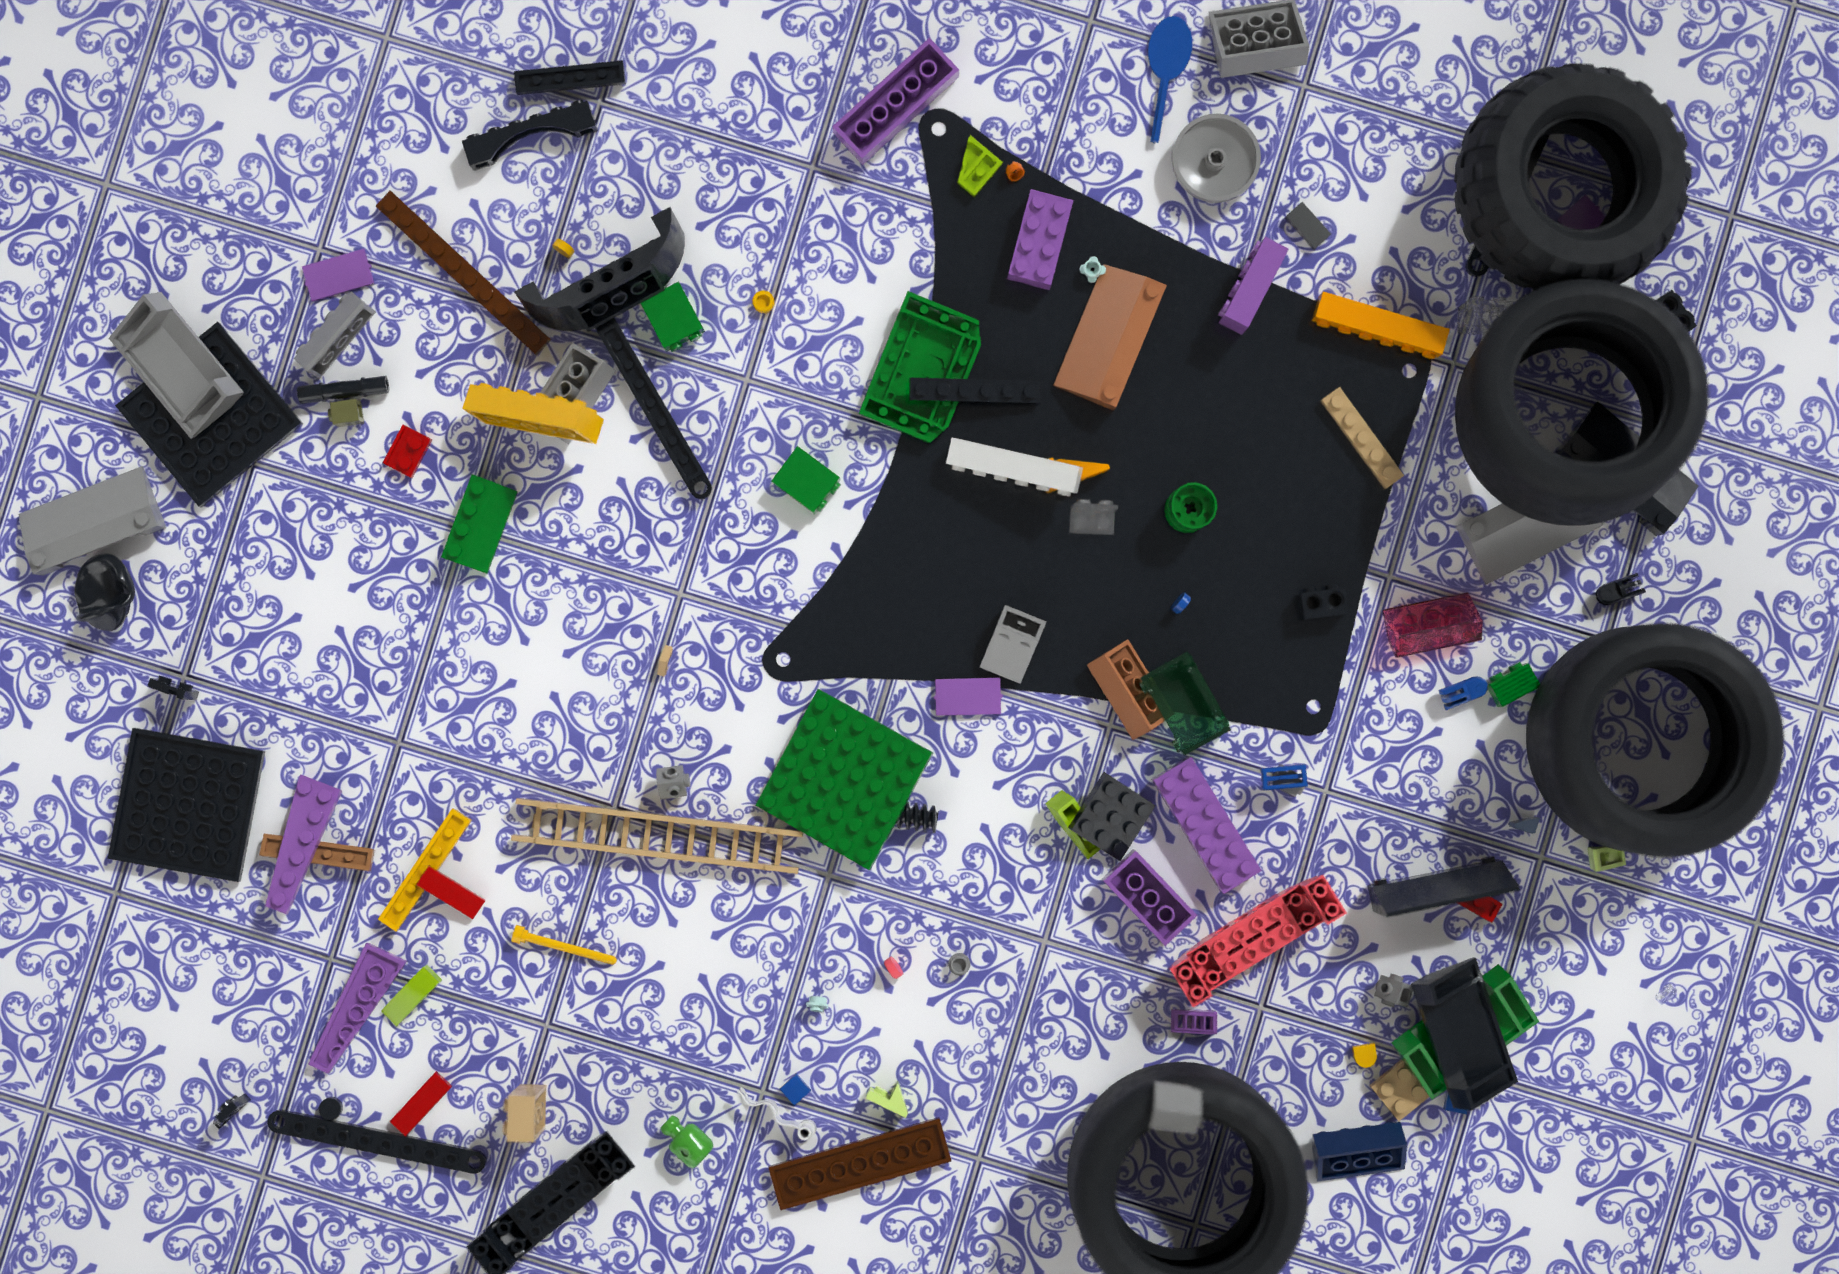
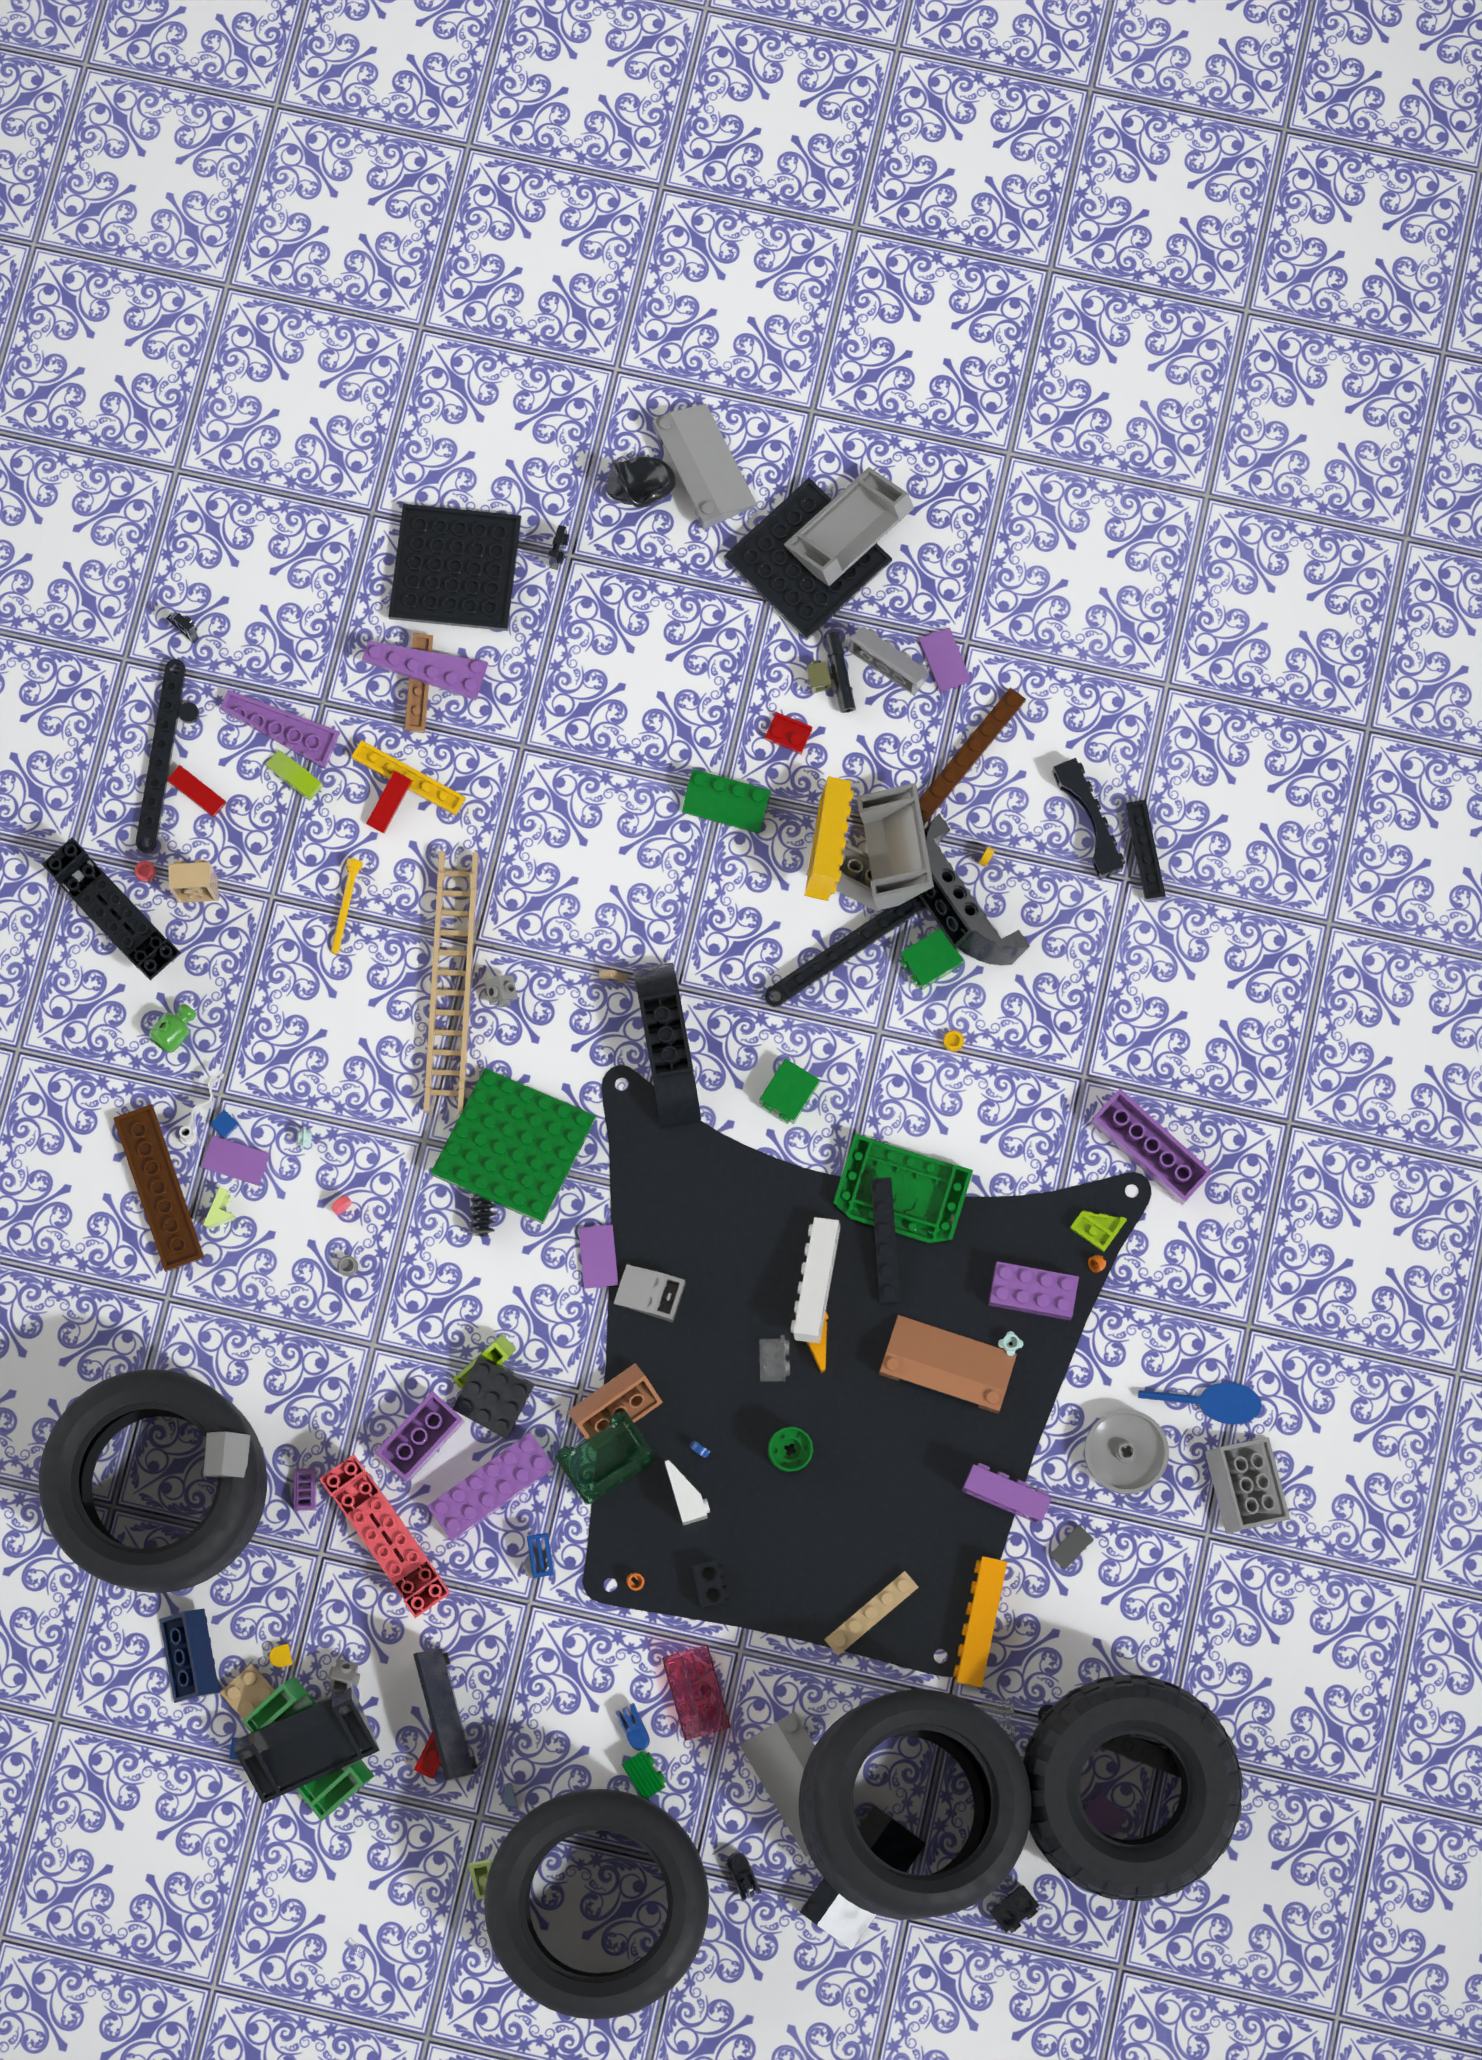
camera: 90 degrees right, 10 degrees down
(507, 1164) = (145, 871): none -> coral tile
(546, 341) = (895, 845): none -> light grey slope
(743, 606) = (667, 1044): none -> black slope
(835, 1079) = (235, 1160): none -> medium lavender piece
(1237, 617) = (688, 1499): none -> white slope
(1316, 684) = (638, 1577): none -> orange hinge

